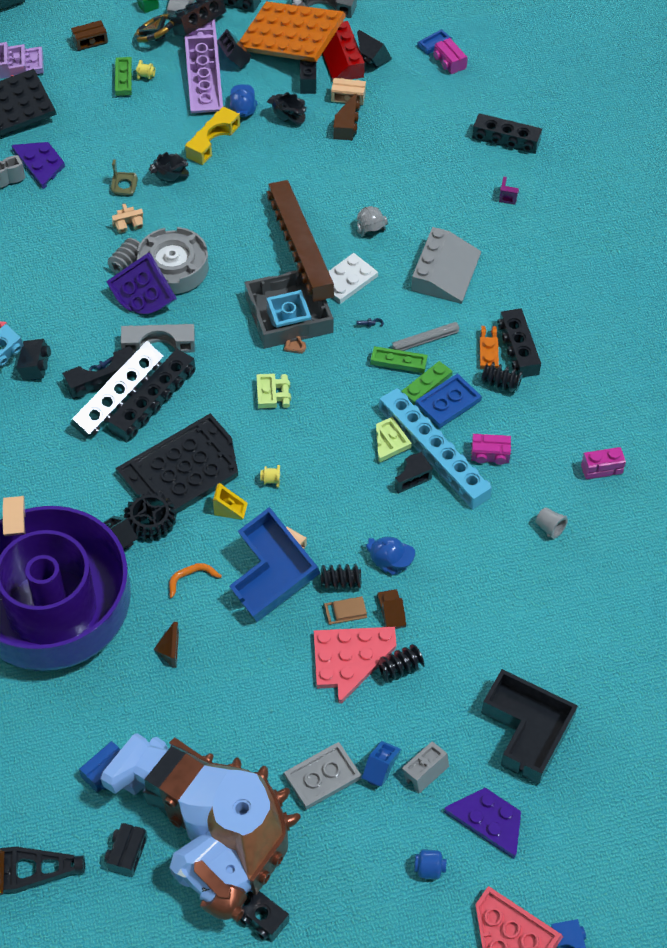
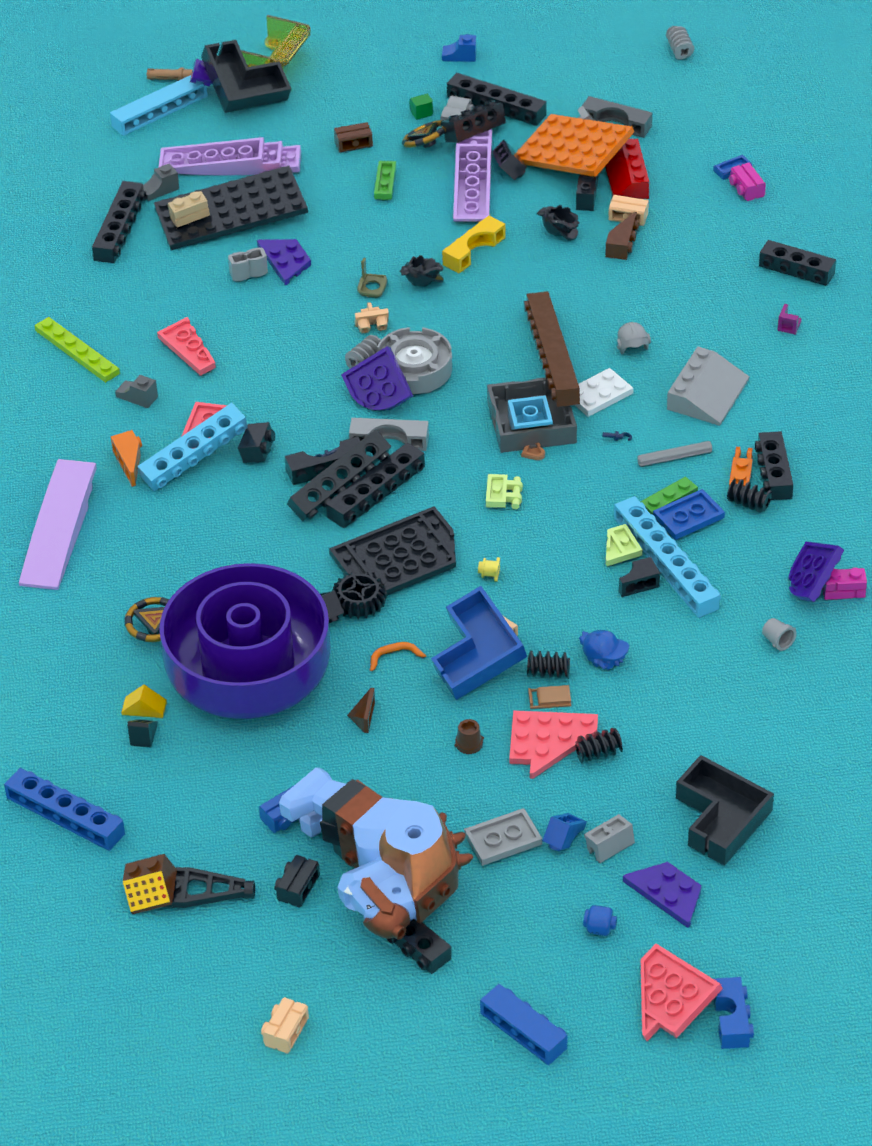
camera: 10 degrees right, 10 degrees down
(13, 516) = (220, 568): light nougat slope -> none
(145, 70) = (409, 175): light yellow brick -> none
(228, 503) = (440, 589): yellow slope -> none
(243, 100) = (511, 211): blue hair -> none
(275, 666) = (469, 737): none -> reddish brown piece
(372, 50) = (661, 169): black slope -> none
(392, 609) = (598, 698): reddish brown slope -> none
(398, 359) = (642, 472): bright green plate -> none
(491, 448) = (726, 561): dark pink brick -> none
(574, 453) = (813, 569): none -> dark purple plate

